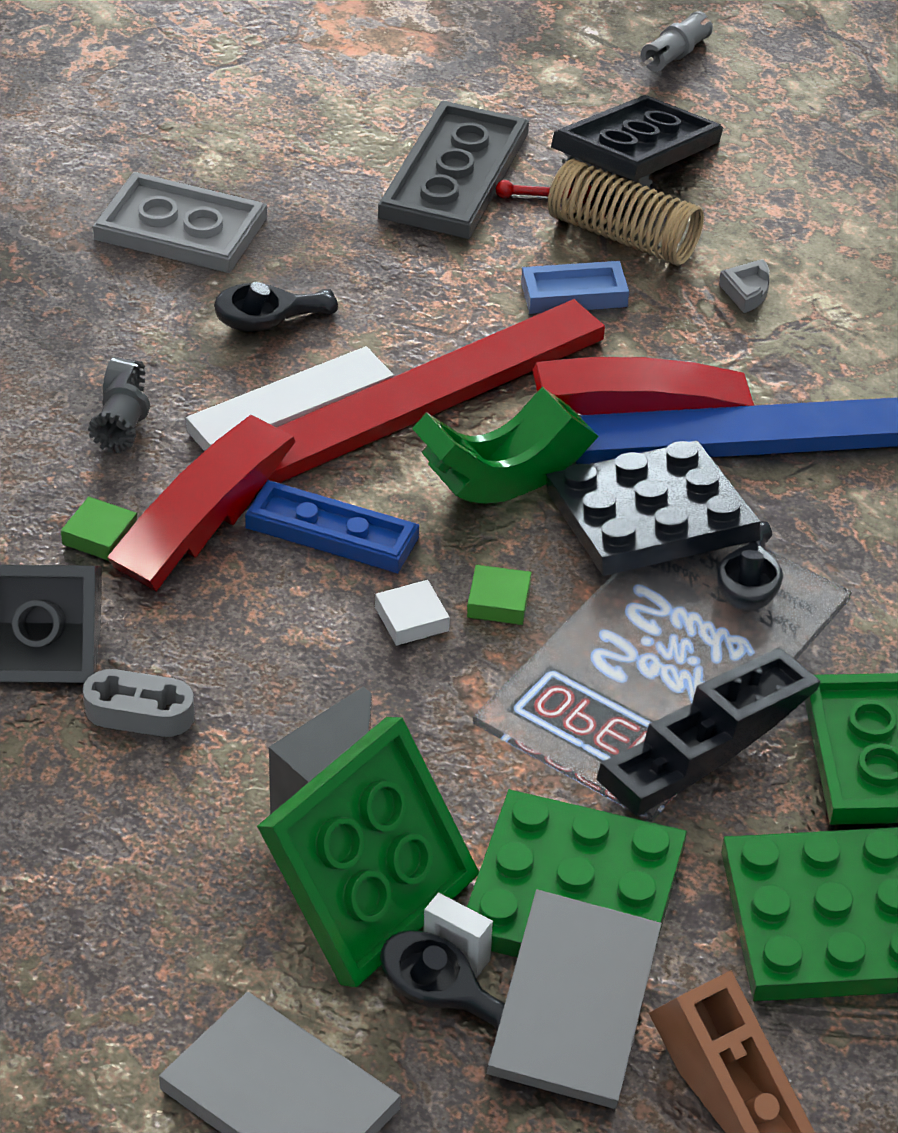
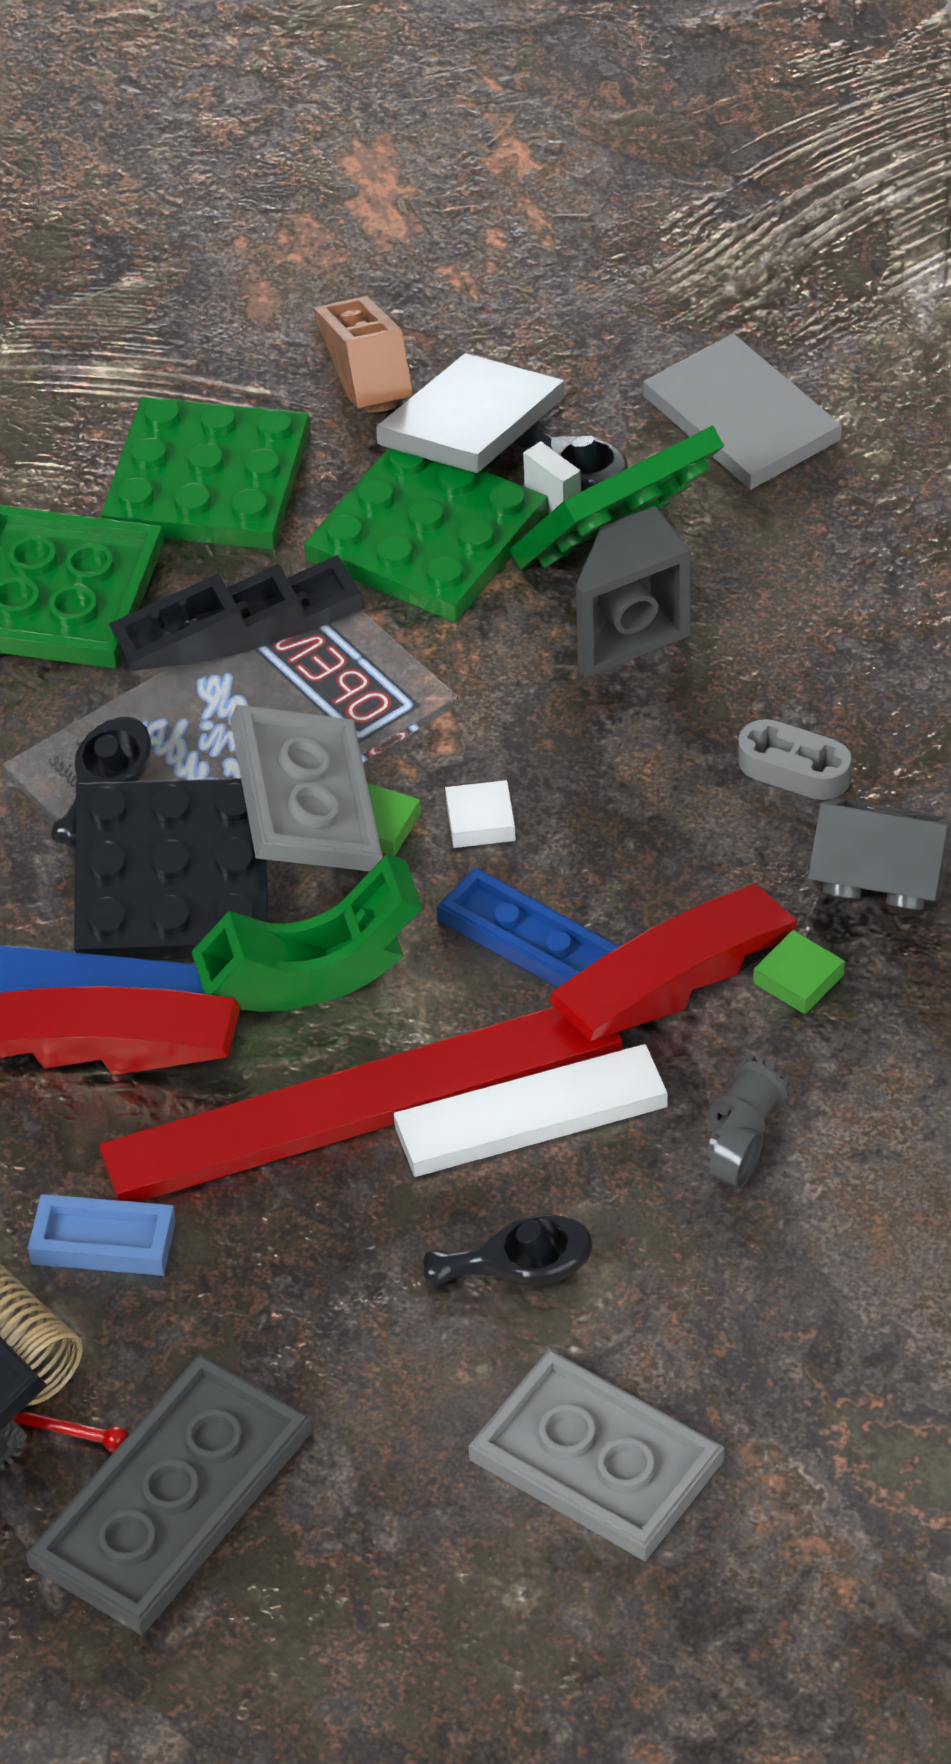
camera: 160 degrees left, 5 degrees up
(564, 557) = (305, 788): none -> light grey tile

